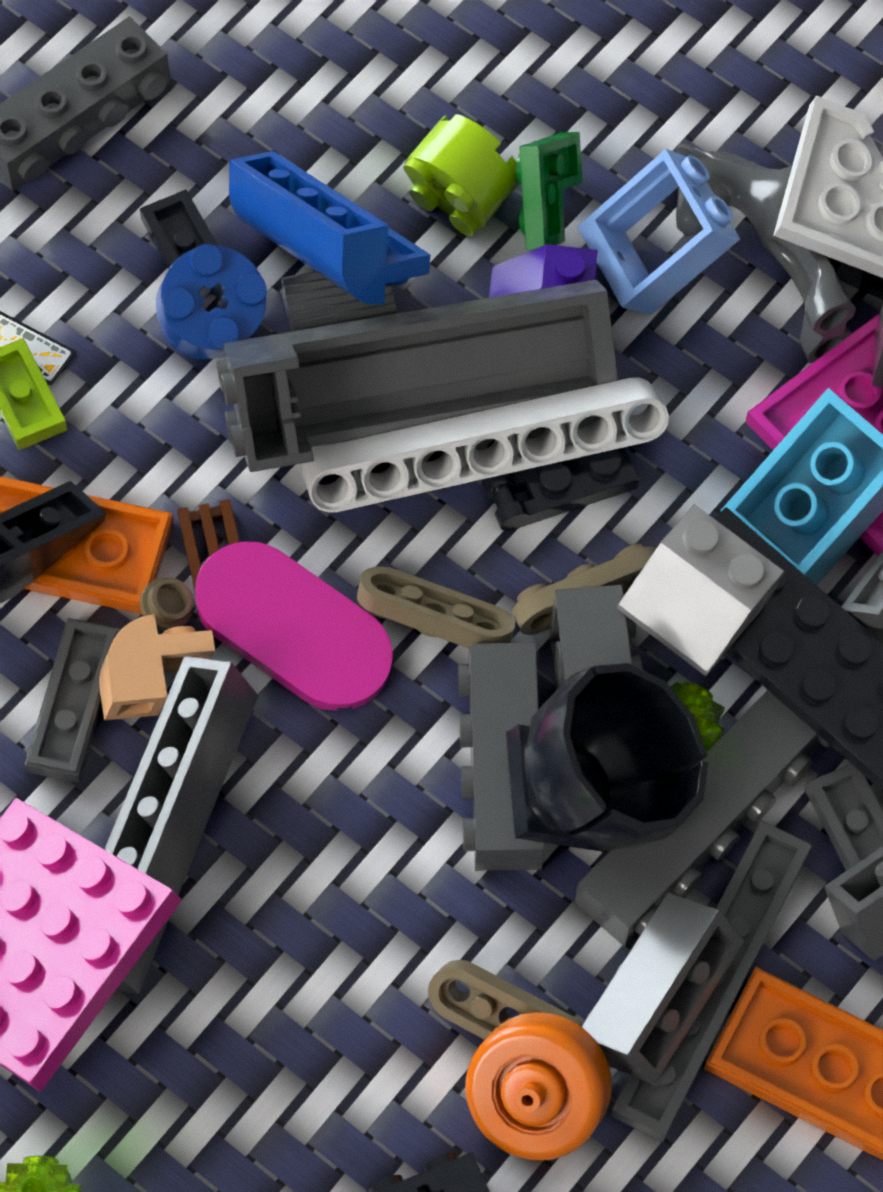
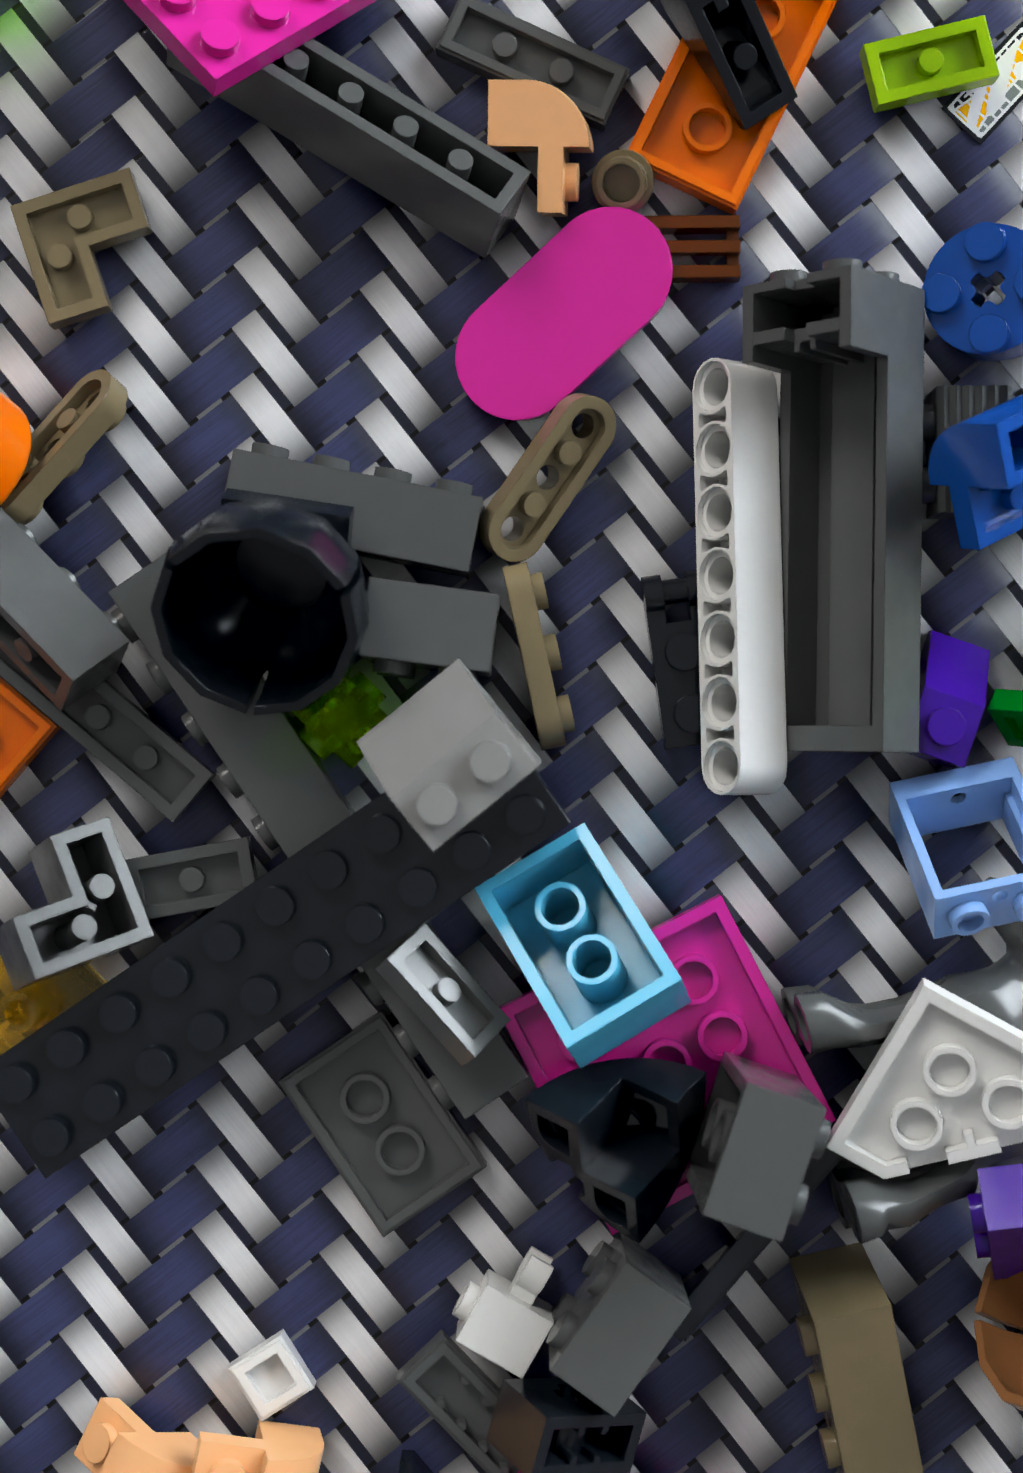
camera: 105 degrees right, 25 degrees up
(315, 1054) = (64, 232): none -> dark tan plate

